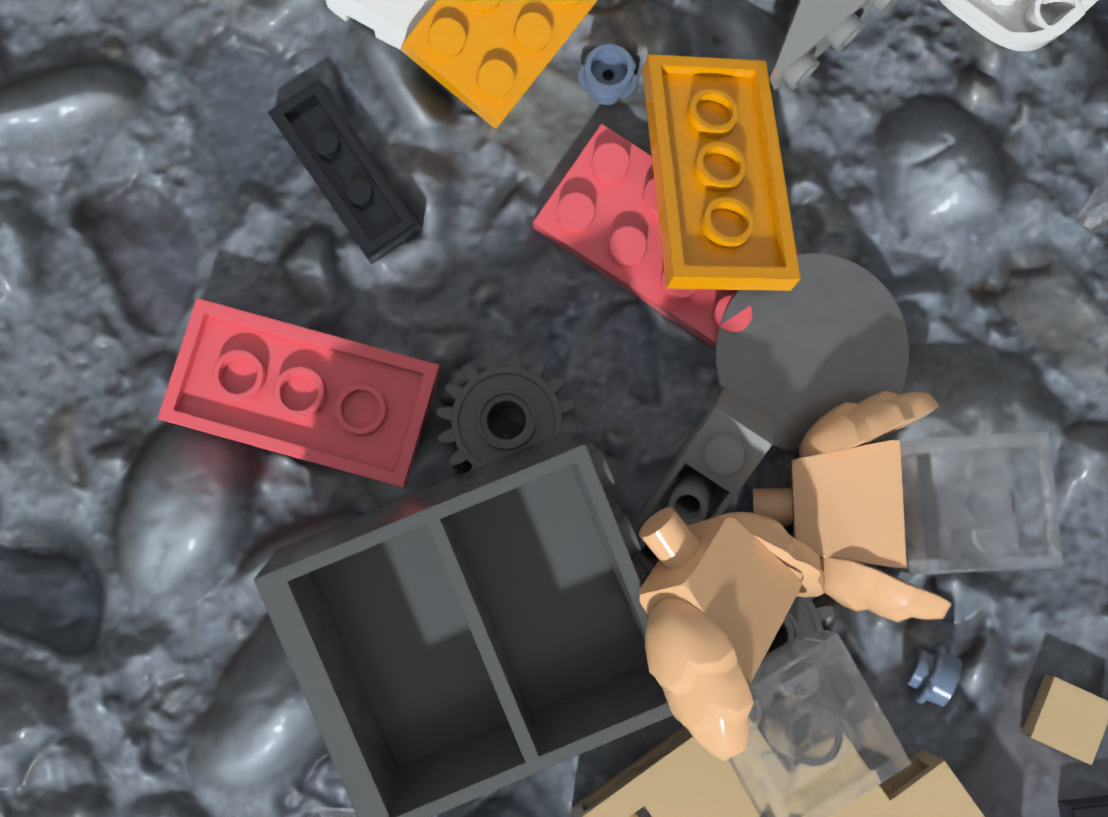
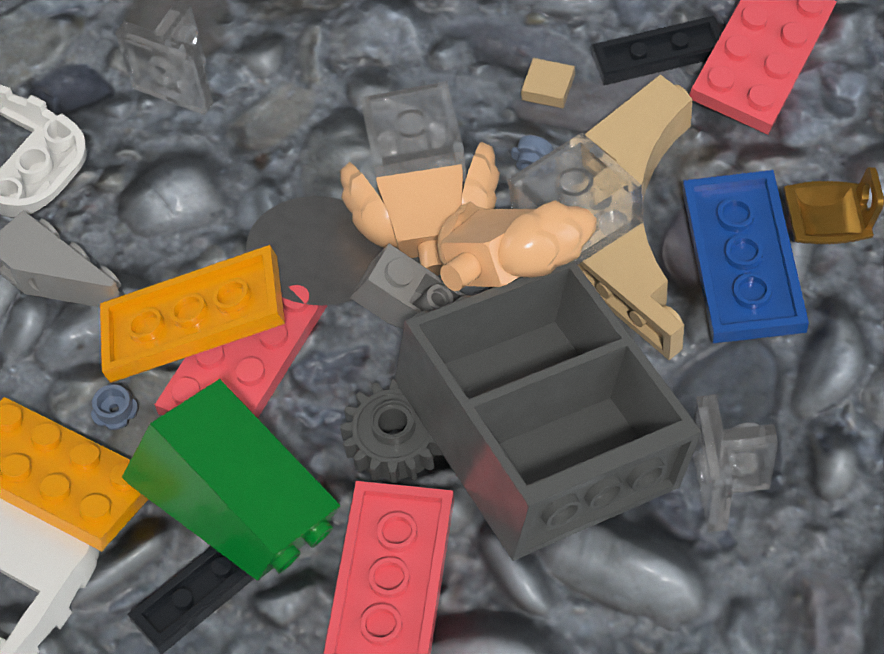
camera: 90 degrees left, 25 degrees down
(440, 209) = (231, 482): none -> green slope

